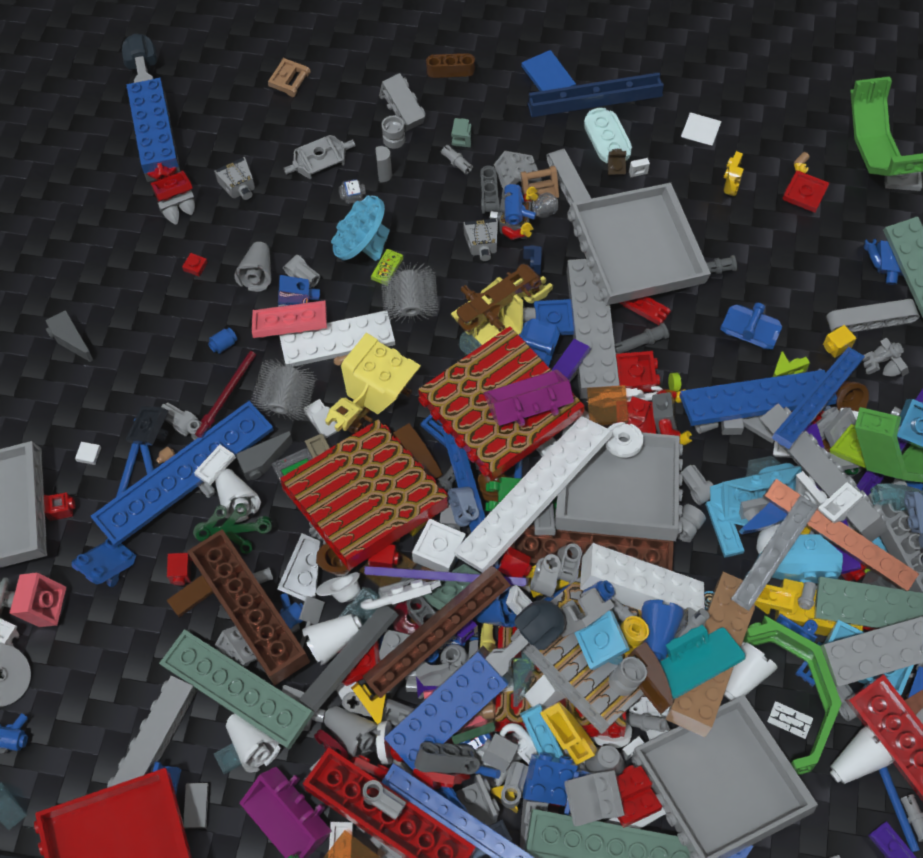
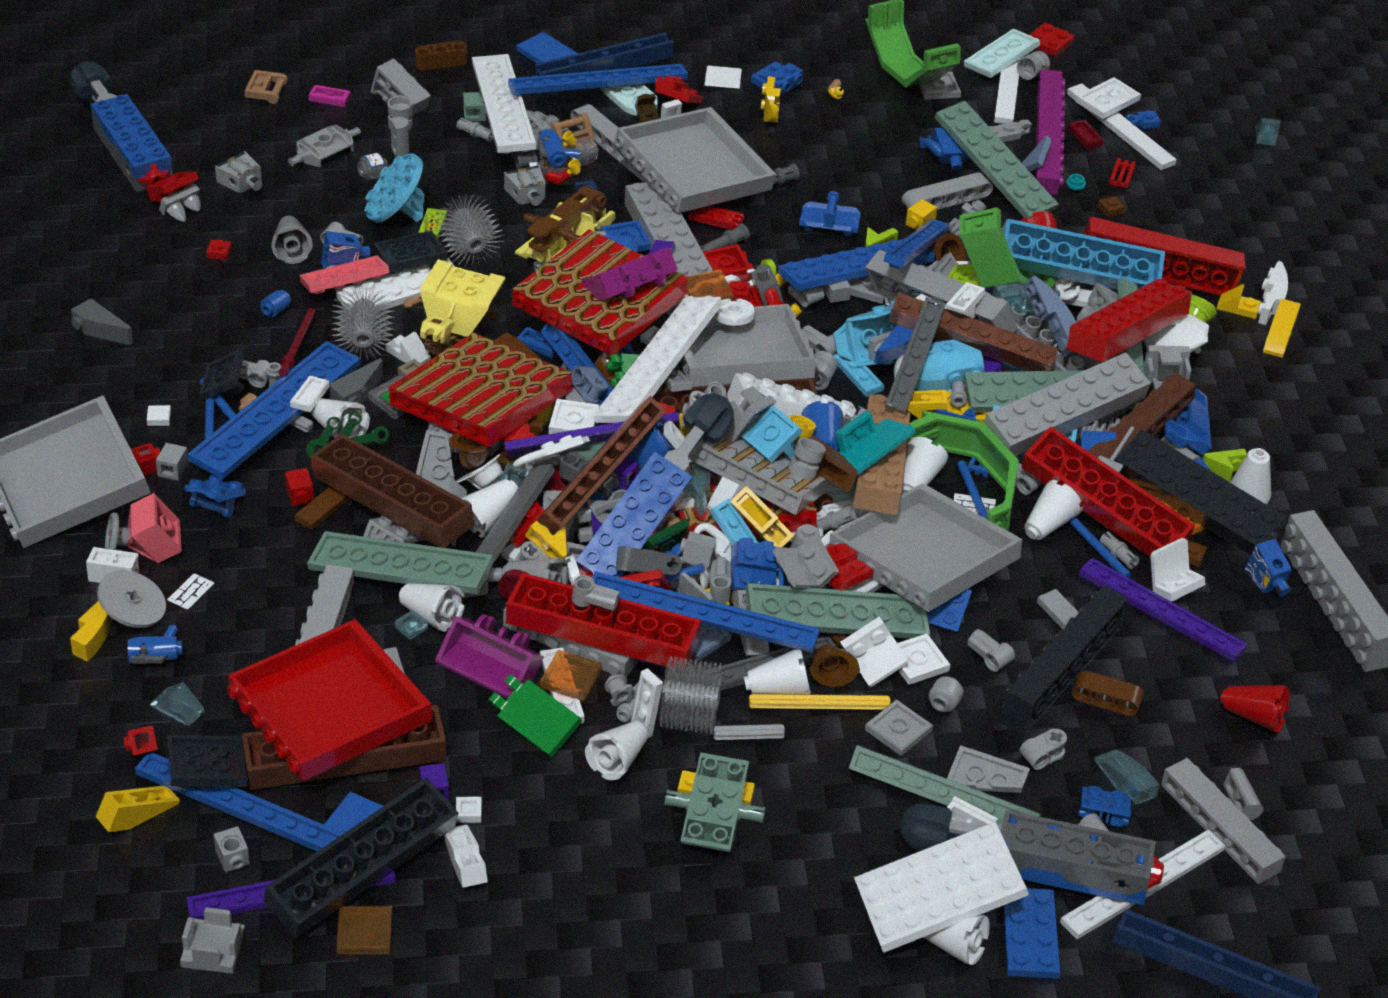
camera: 20 degrees left, 20 degrees down
(56, 668) = (190, 591): none -> white sticker
(80, 513) = (172, 461): none -> light grey brick
(339, 97) = (329, 95): none -> dark pink tile
(354, 302) = (410, 251): none -> black plate
(404, 541) = (535, 426): none -> reddish brown plate
(486, 137) = (504, 110): none -> white plate
(580, 121) = (593, 79): none -> blue plate
(650, 145) = (676, 88): none -> red plate
(751, 140) = (786, 76): none -> blue plate
(793, 707) = (972, 489): none -> blue bar
(805, 191) = (847, 109): red plate -> none

